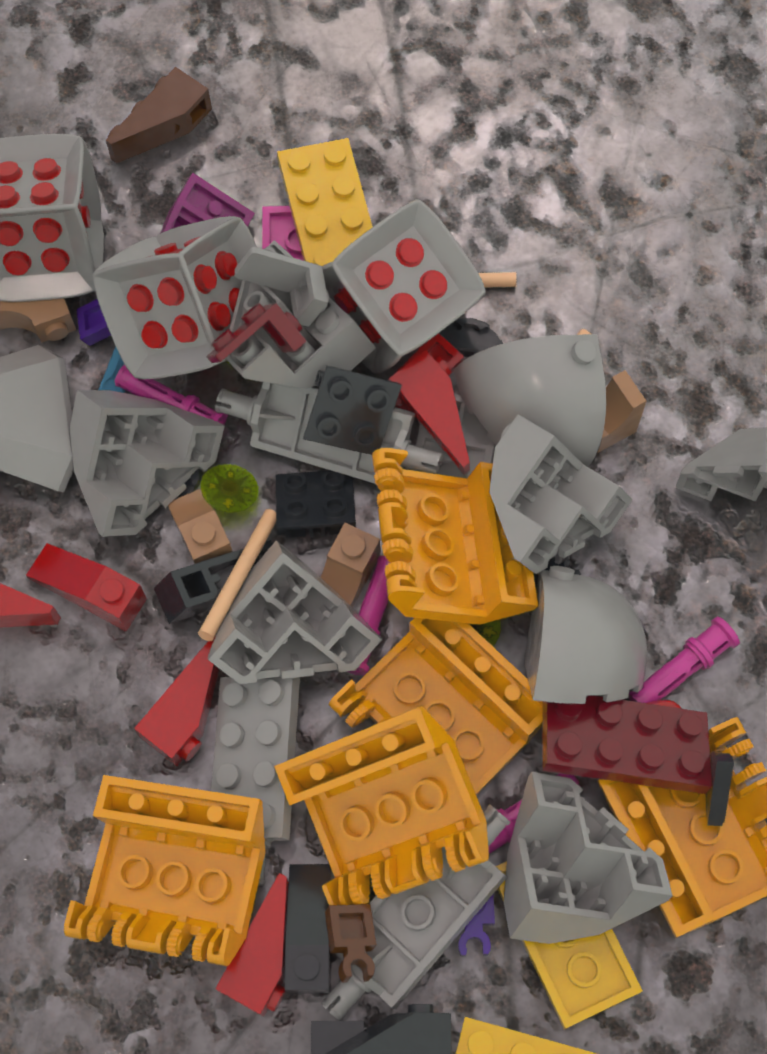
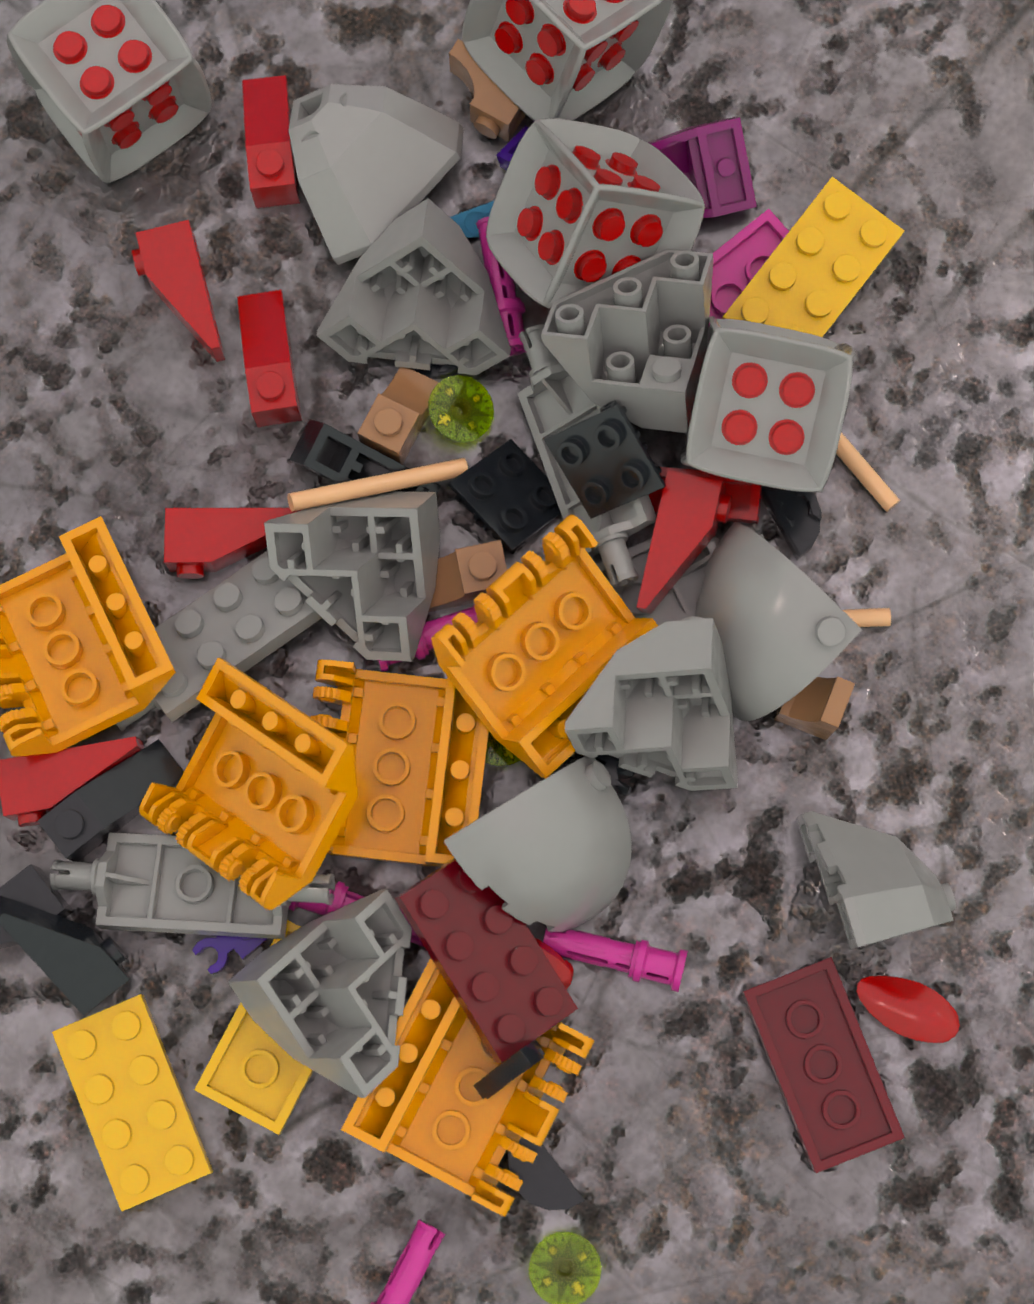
camera: 50 degrees right, 10 degrees up
(163, 116) = (793, 38): reddish brown slope -> none
(280, 326) = (599, 304): dark red bracket -> none
(288, 274) = (686, 308): light grey bracket -> none
(353, 934) = (127, 841): reddish brown plate -> none

